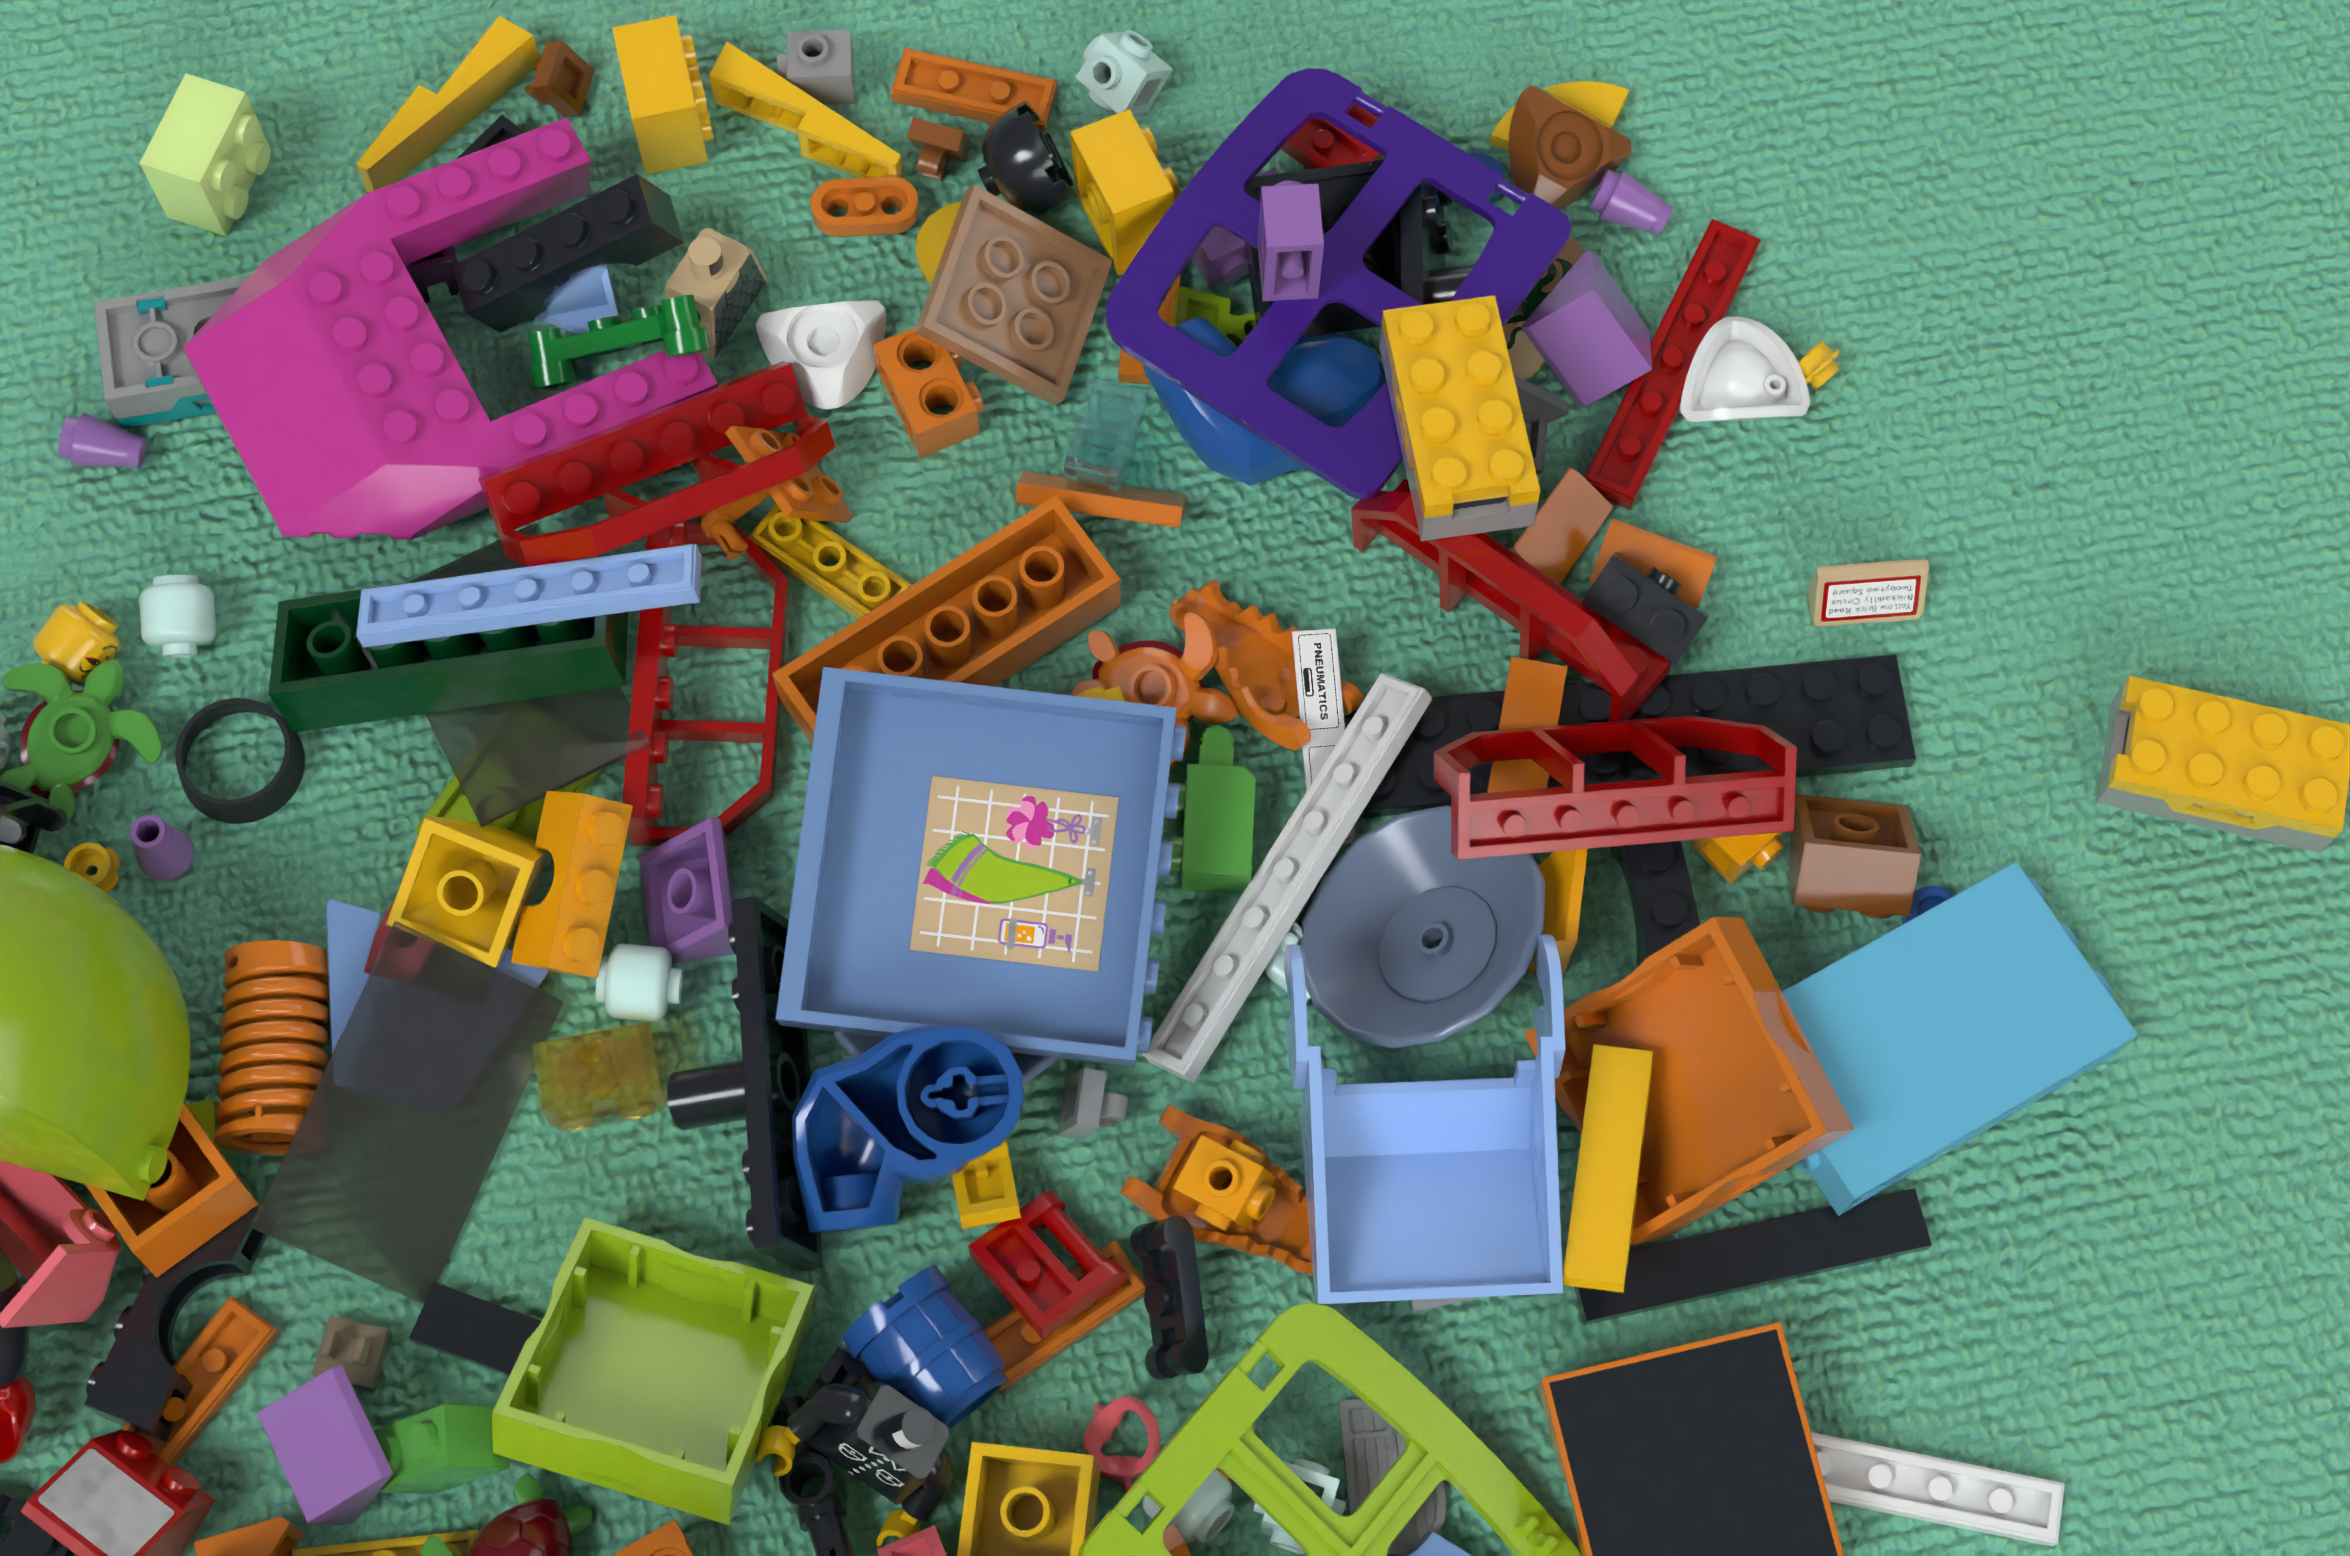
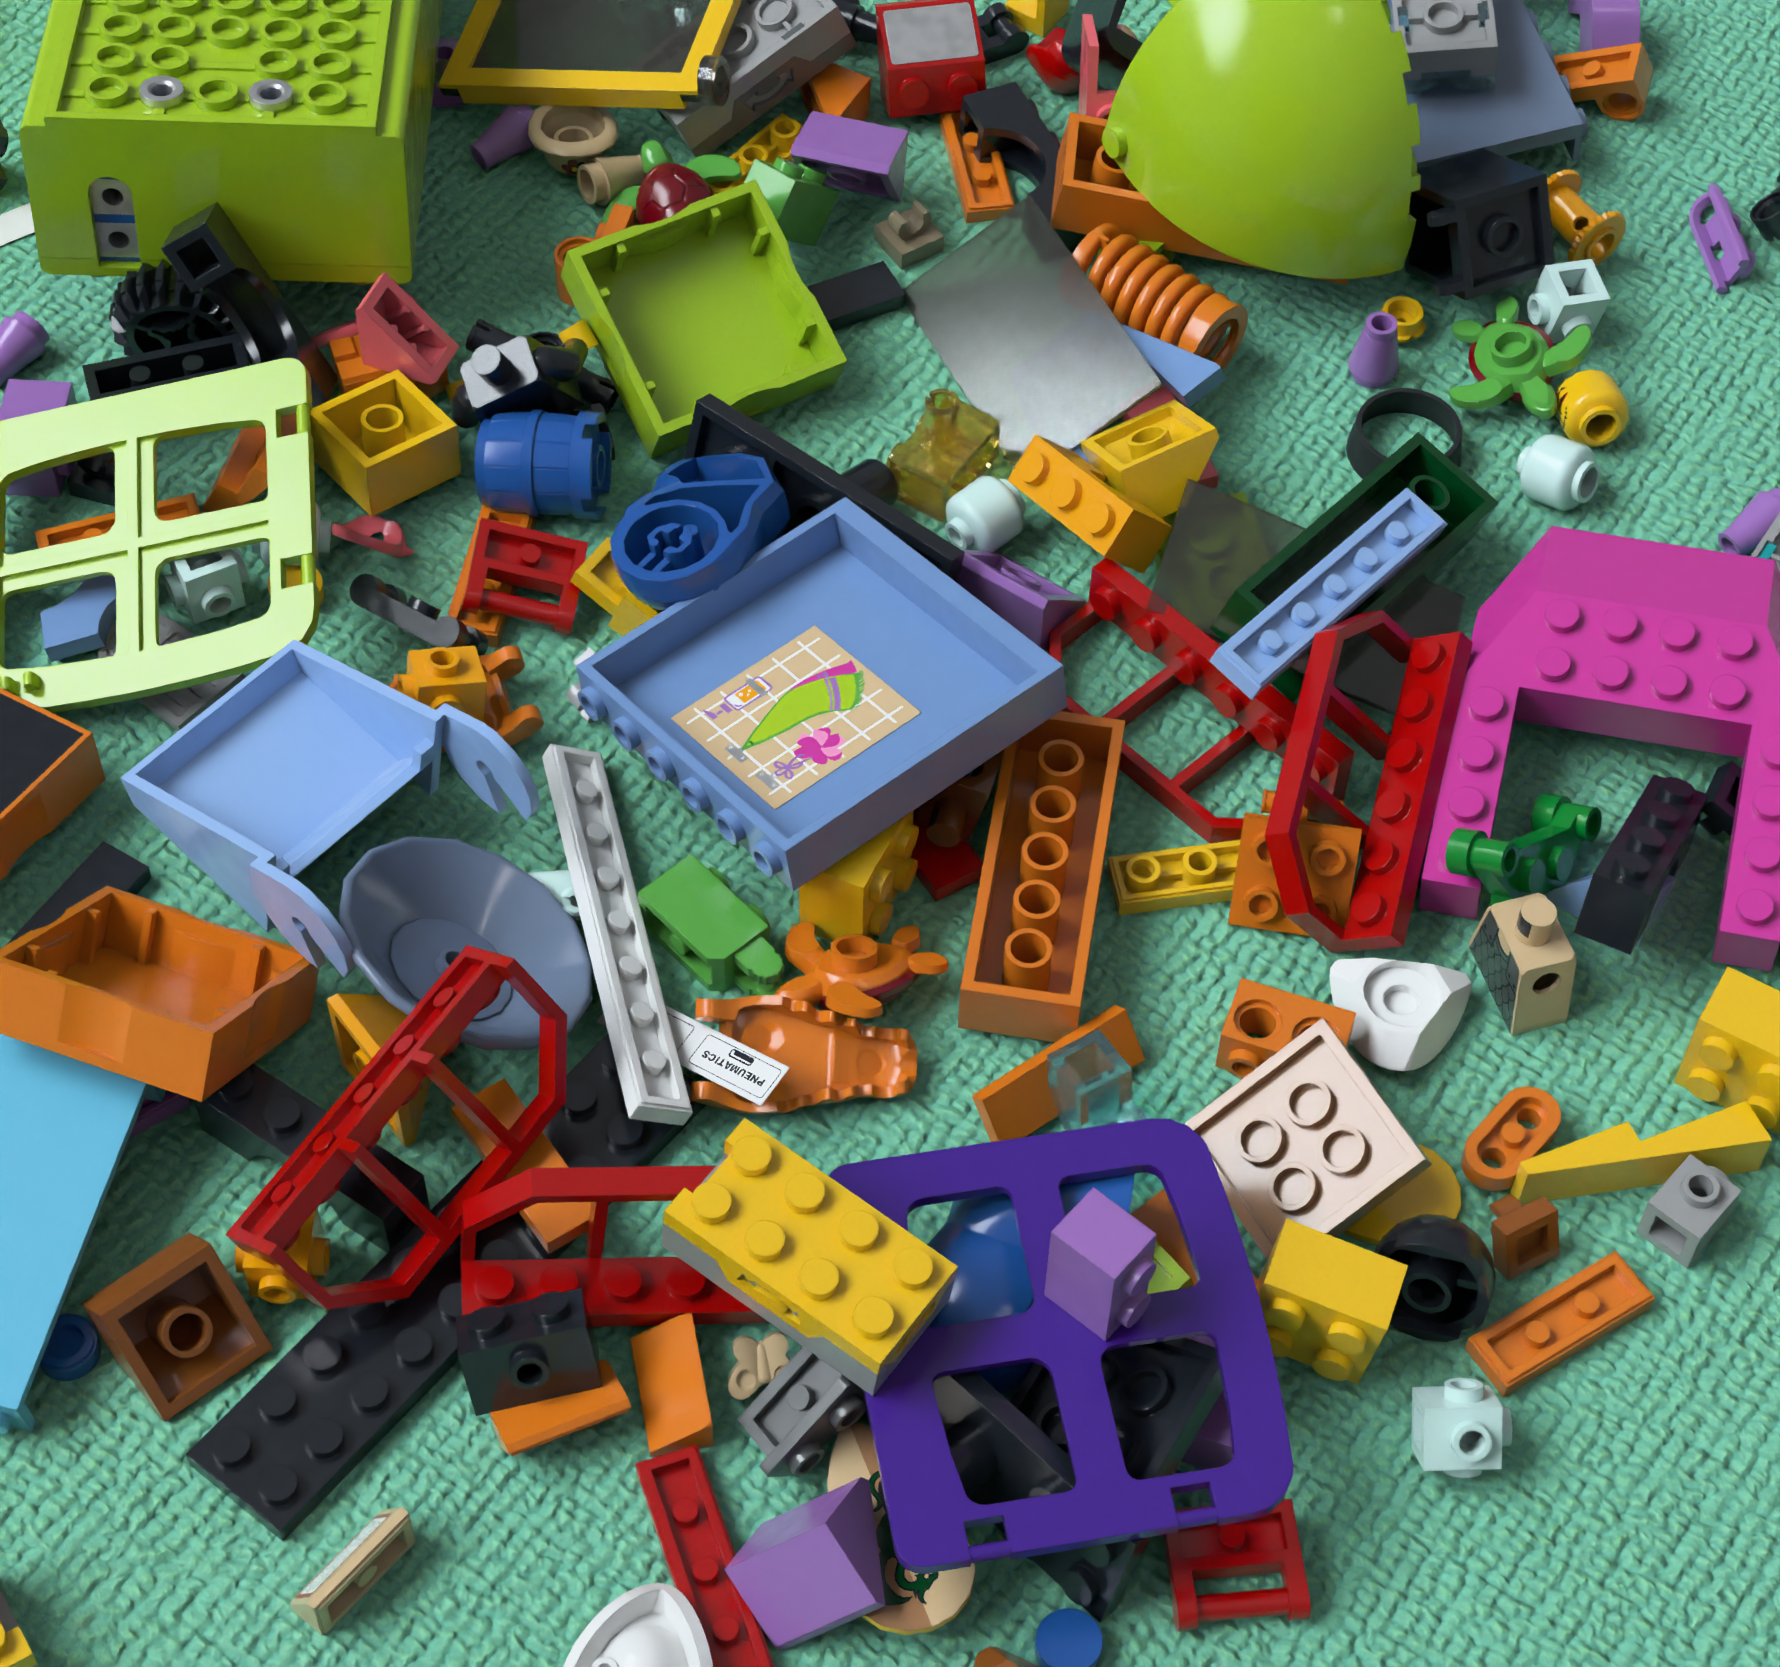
camera: 135 degrees right, 15 degrees down
(1608, 1168) = (164, 894): yellow slope -> none

